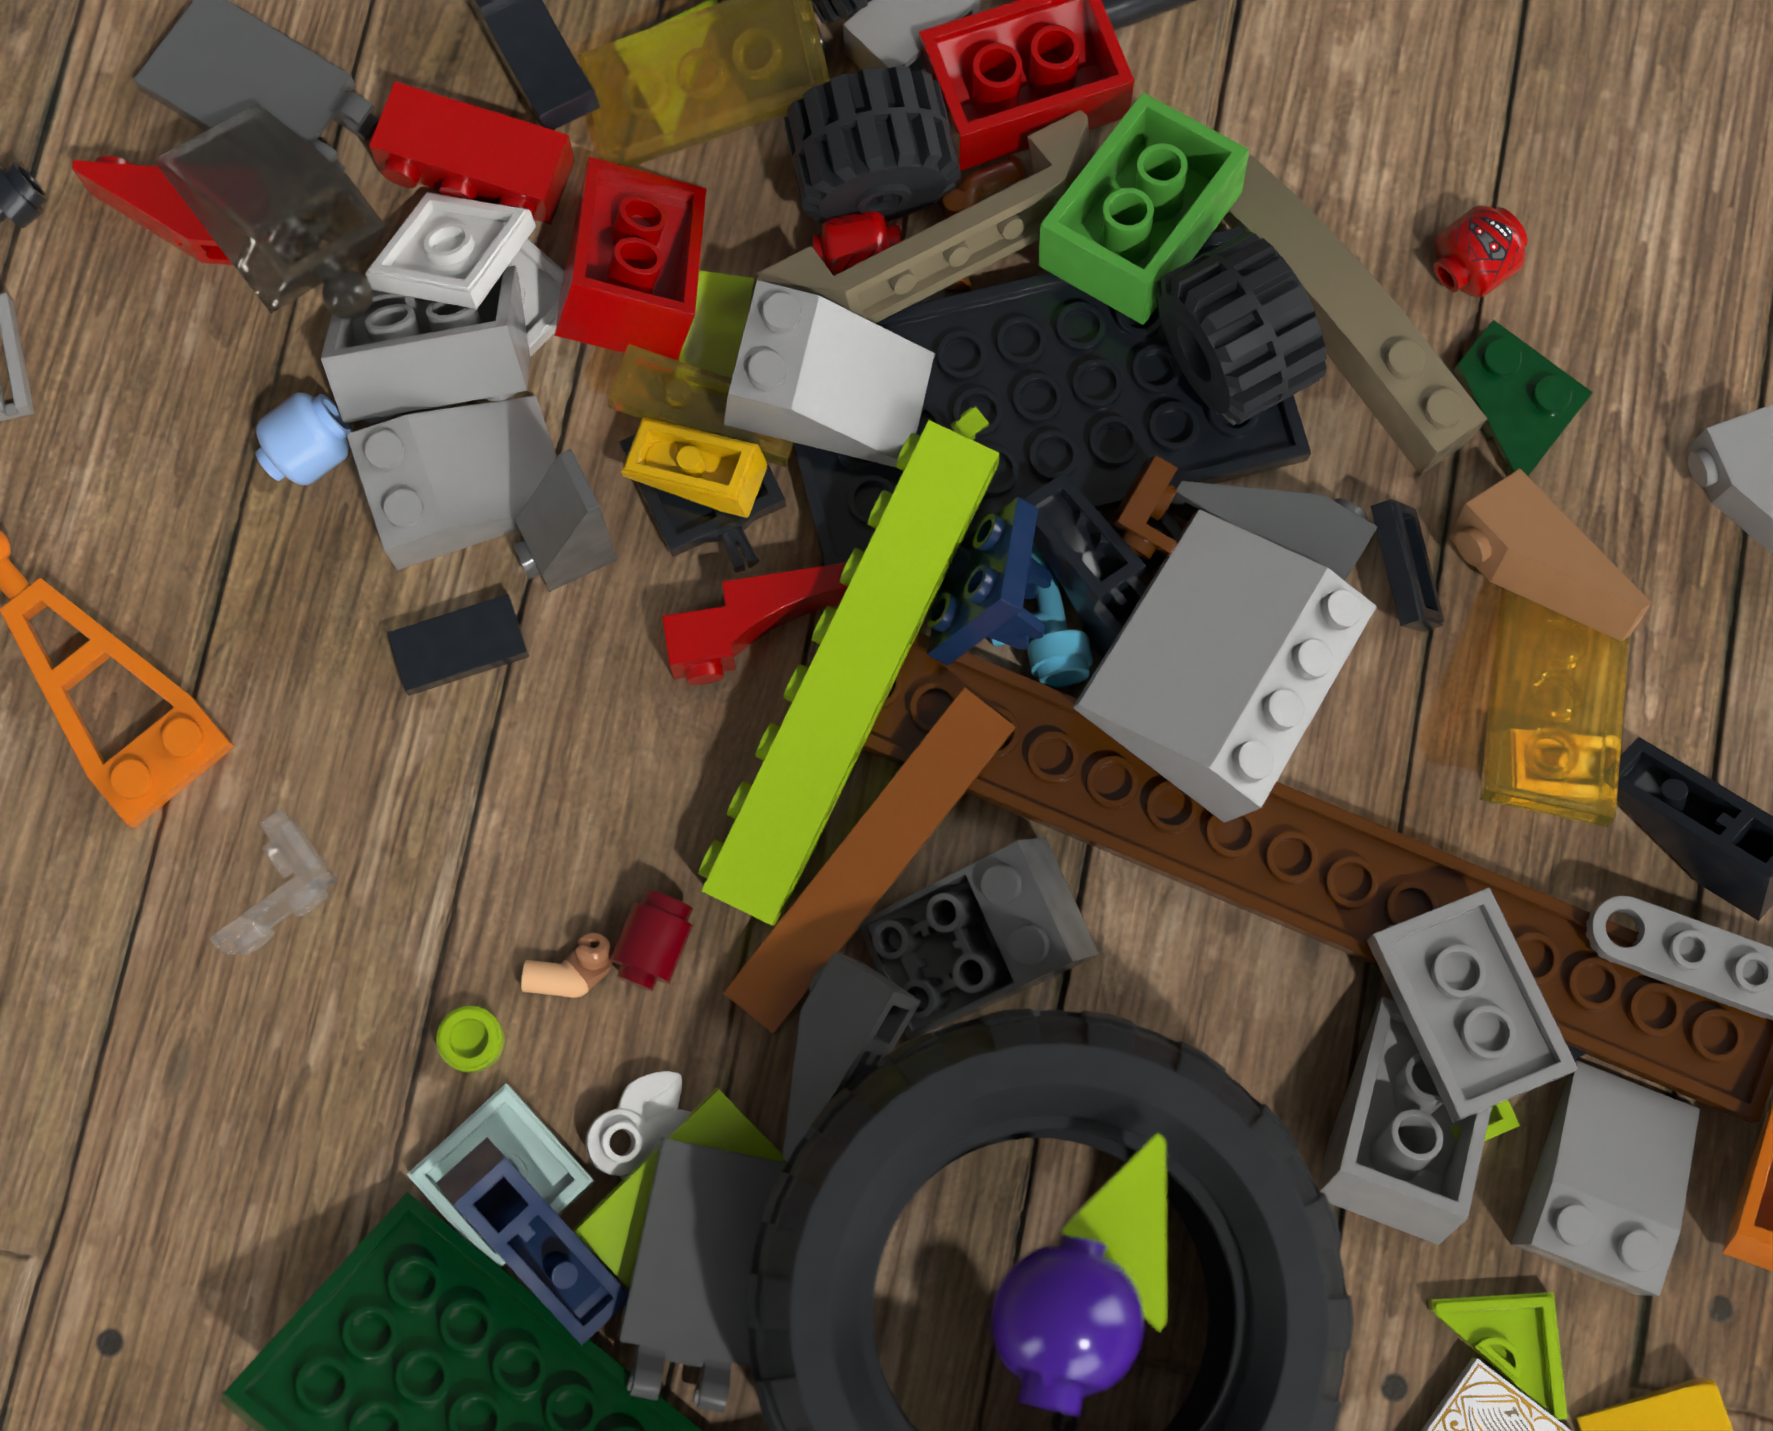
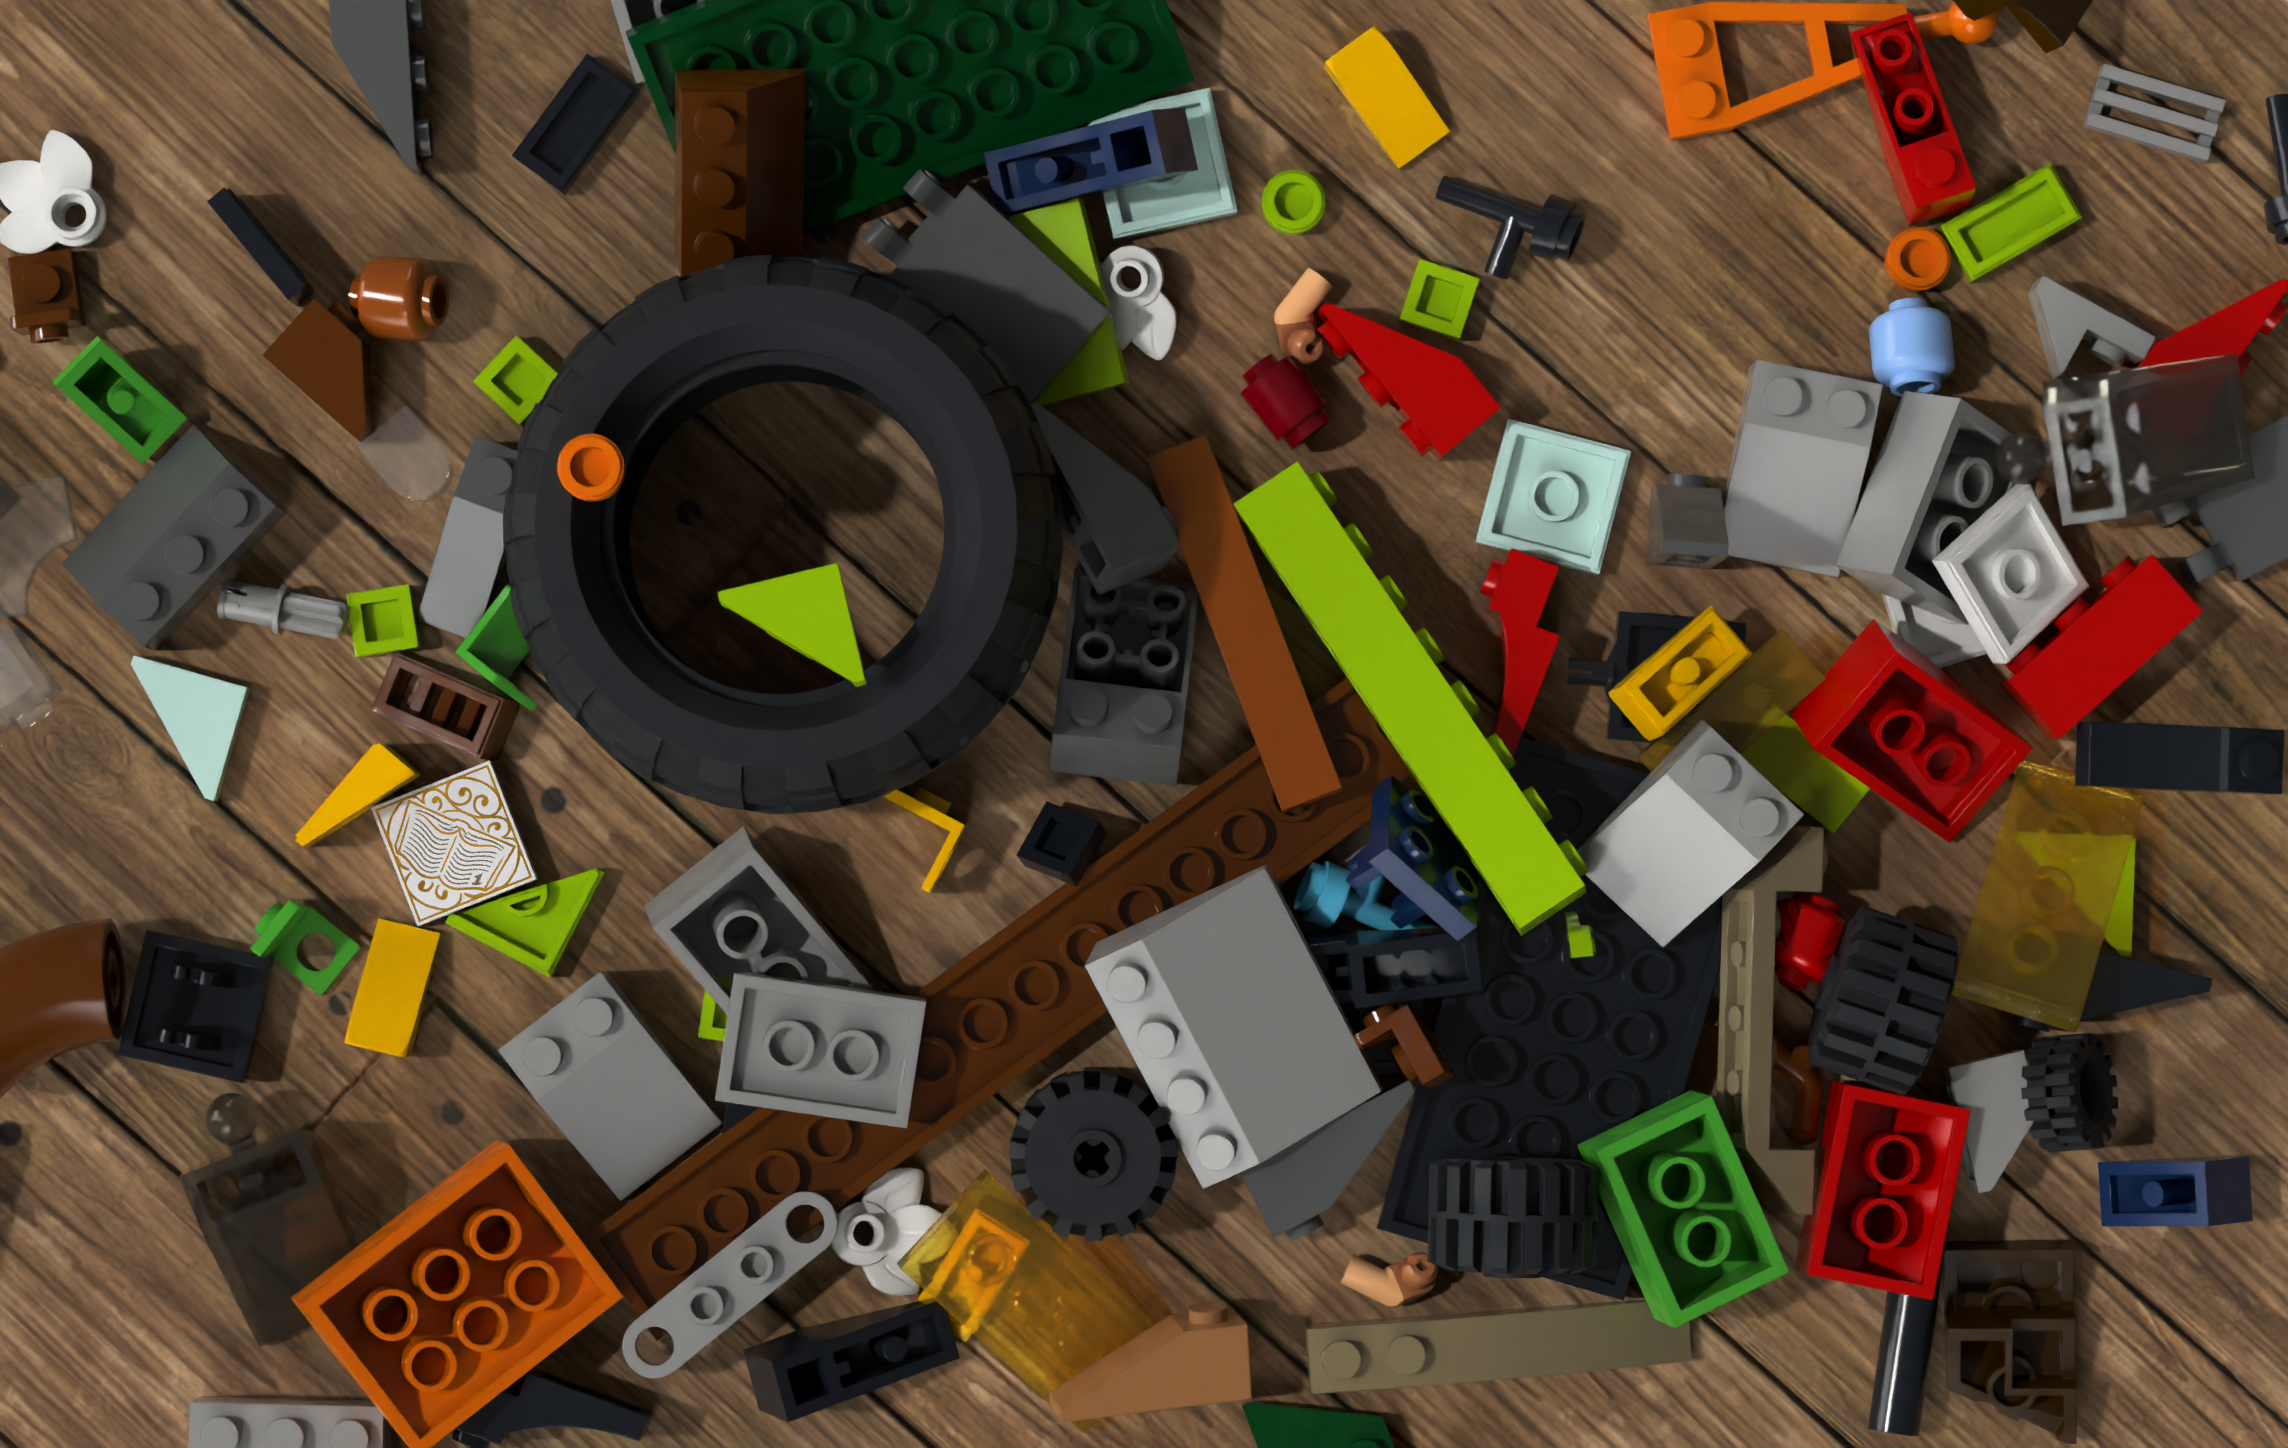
camera: 125 degrees right, 10 degrees up
(101, 544) = (1912, 121): none -> red slope
(150, 424) = (2009, 223): none -> lime tile
(208, 322) = (2068, 317): none -> light grey slope
(224, 481) = (1917, 259): none -> orange tile
(289, 853) = (1541, 136): clear bracket -> none
(328, 1012) = (1386, 96): none -> yellow slope
(366, 794) = (1553, 228): none -> black piece
(458, 644) = (1646, 381): black tile -> none
(486, 861) = (1439, 299): none -> lime tile
(569, 825) = (1423, 384): none -> red slope
(603, 667) = (1553, 496): none -> light aqua tile
(1066, 1323) = (765, 519): dark purple brick -> none
(1156, 905) = (1061, 843): none -> black tile
(1199, 1028) = (935, 810): none -> yellow bracket
(1344, 420) = (1394, 1284): none -> arm
(1371, 733) = (1093, 1109): none -> black wheel
(1407, 566) = (1226, 1250): black tile -> none
(1565, 852) = (897, 1224): none -> white plate

